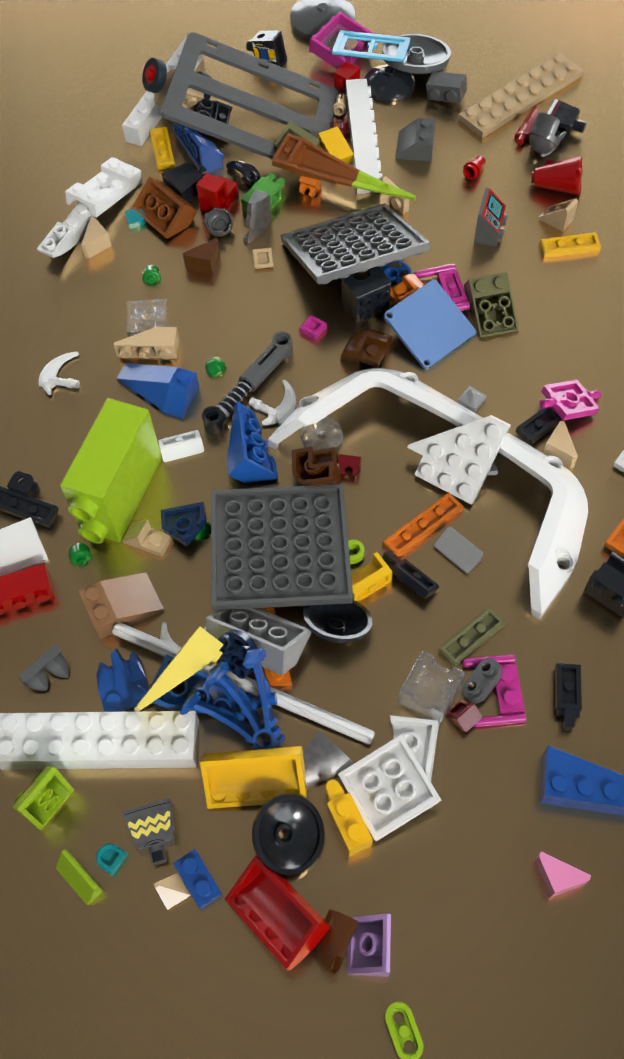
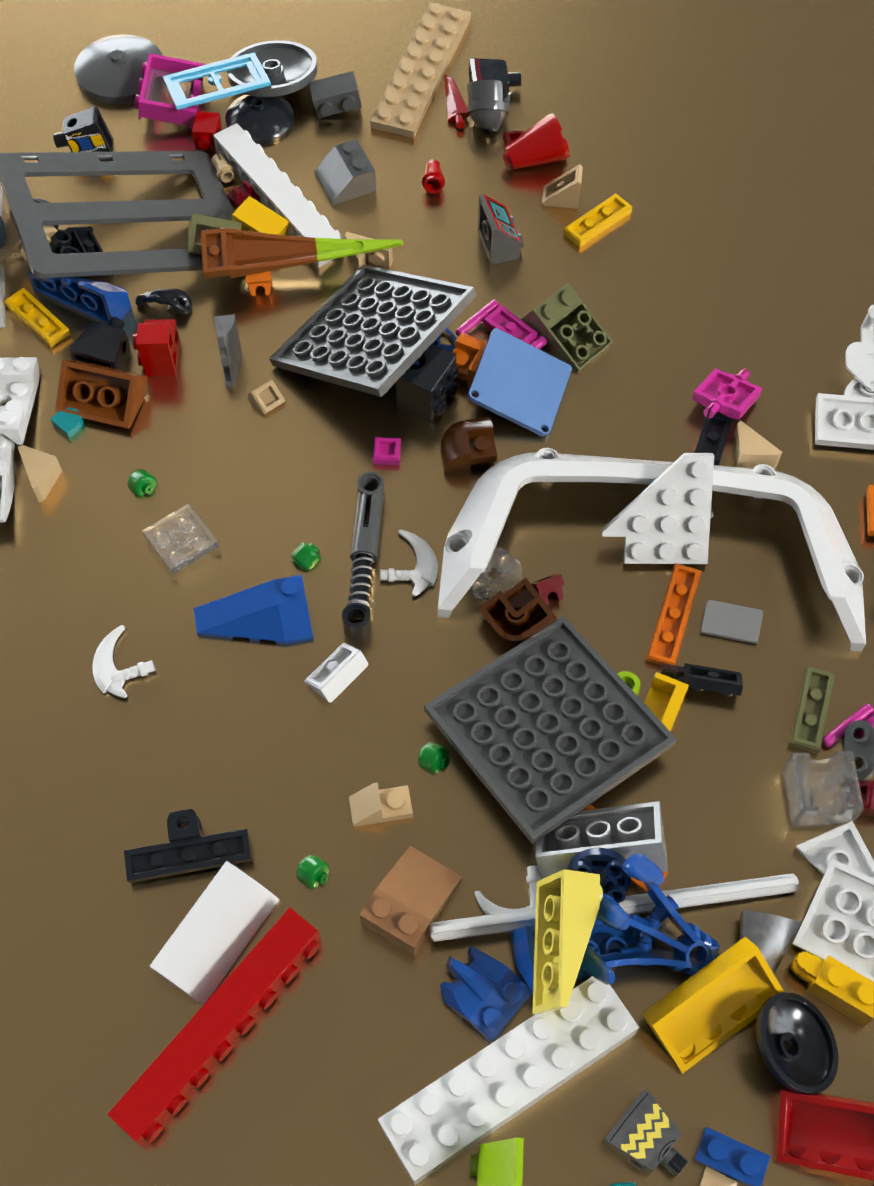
camera: 35 degrees left, 0 degrees up
(53, 661) = (378, 1019): dark grey tile -> none
(112, 471) = (302, 748): lime brick -> none
(152, 343) = (215, 565): tan slope -> none
(184, 521) = (415, 760): dark blue plate -> none
(202, 257) = (194, 431): reddish brown slope -> none
(218, 222) = (183, 378): dark grey hair -> none
(247, 450) = (424, 640): blue wedge -> none
(266, 185) = (205, 331): bright green hinge -> none
(338, 621) = (676, 775): black dish -> none
(472, 399) = (622, 445): light grey tile -> none

